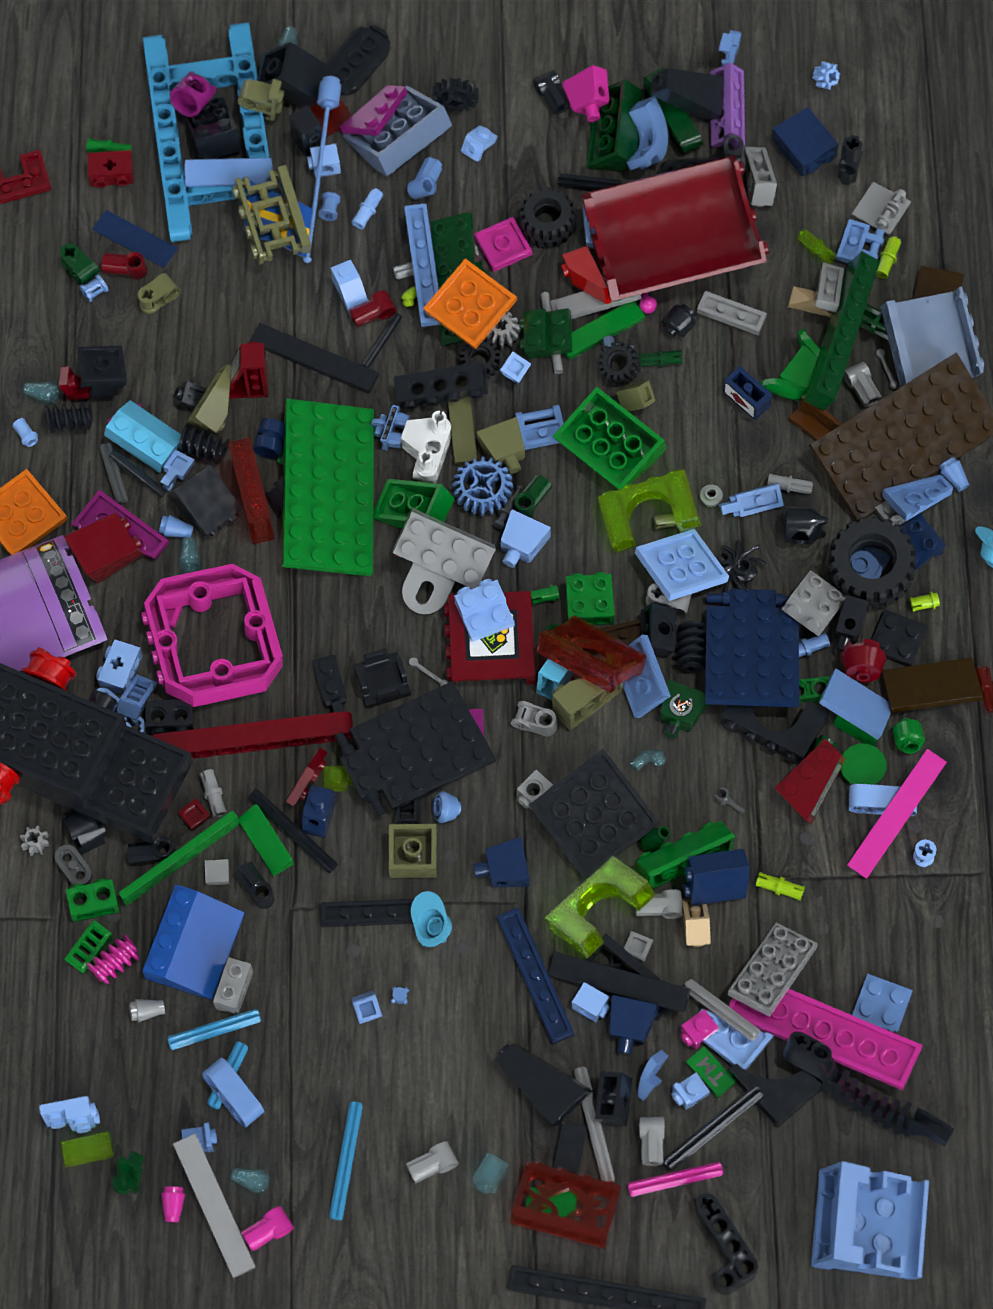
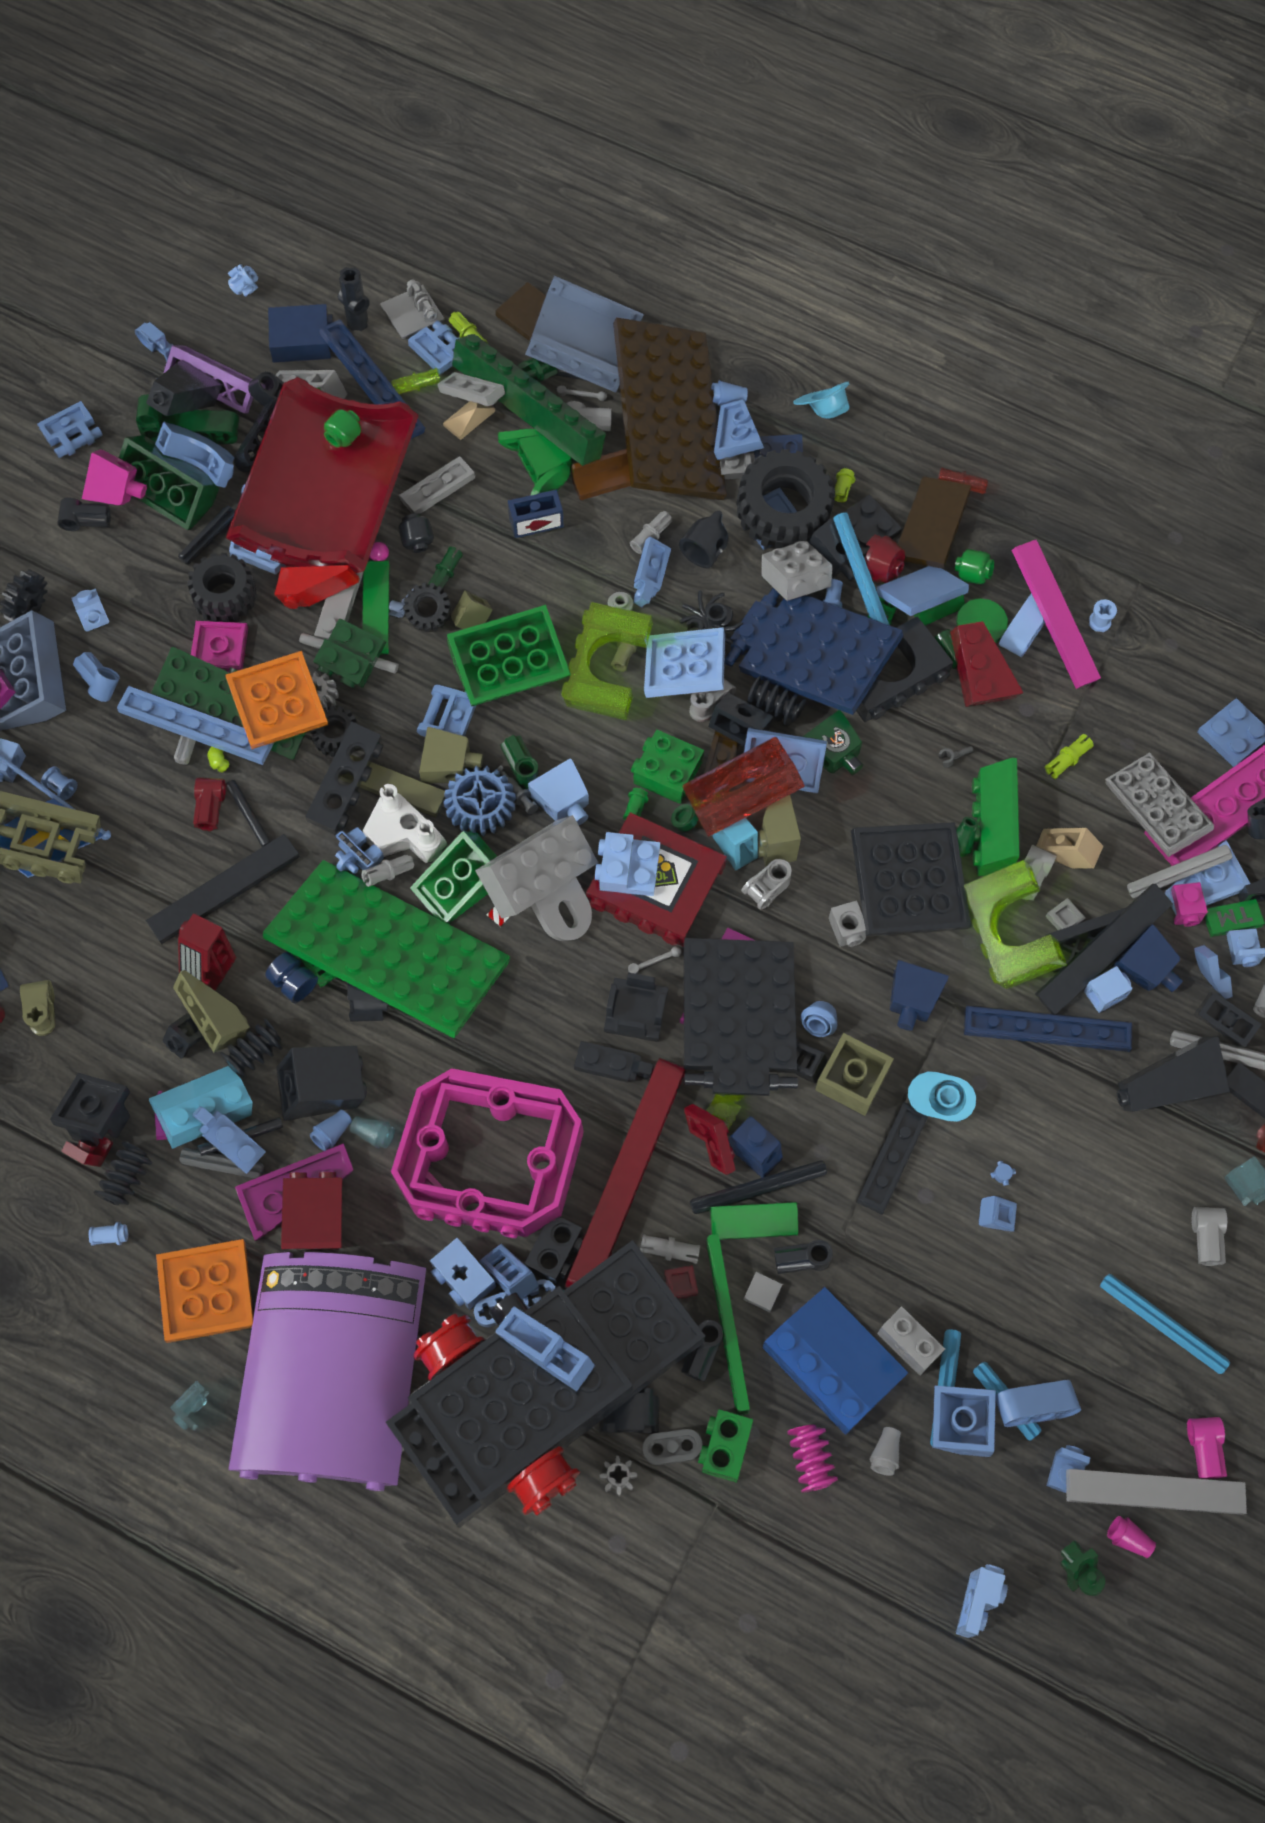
camera: 65 degrees left, 0 degrees up
(43, 391) = (70, 1190): clear light blue cone -> none
(73, 727) = (545, 1348): none -> medium blue slope
(87, 1149) = (1019, 1605): clear neon green plate -> none
(88, 935) = (759, 1459): green slope -> none
(126, 464) = (229, 1139): none -> medium blue hinge
(176, 467) = (261, 1092): light blue plate -> none
(191, 1046) = (964, 1420): none -> medium blue slope
(251, 490) = (344, 1023): clear red fence -> none
(252, 1179) = (1141, 1436): clear light blue cone -> none
(348, 284) = (165, 810): light blue slope -> none
(367, 208) = (88, 749): light blue axle -> none
(389, 455) = (387, 870): none -> light grey axle
(515, 367) = (370, 701): light blue brick -> none
(620, 34) = (66, 424): none -> medium blue plate
(646, 756) = (867, 801): clear light blue arm -> none
(716, 877) = (1042, 800): dark blue brick -> none
(723, 217) = (342, 428): none -> green head
(793, 214) = (362, 367): none -> dark blue tile
(837, 649) = (859, 568): none -> dark azure axle

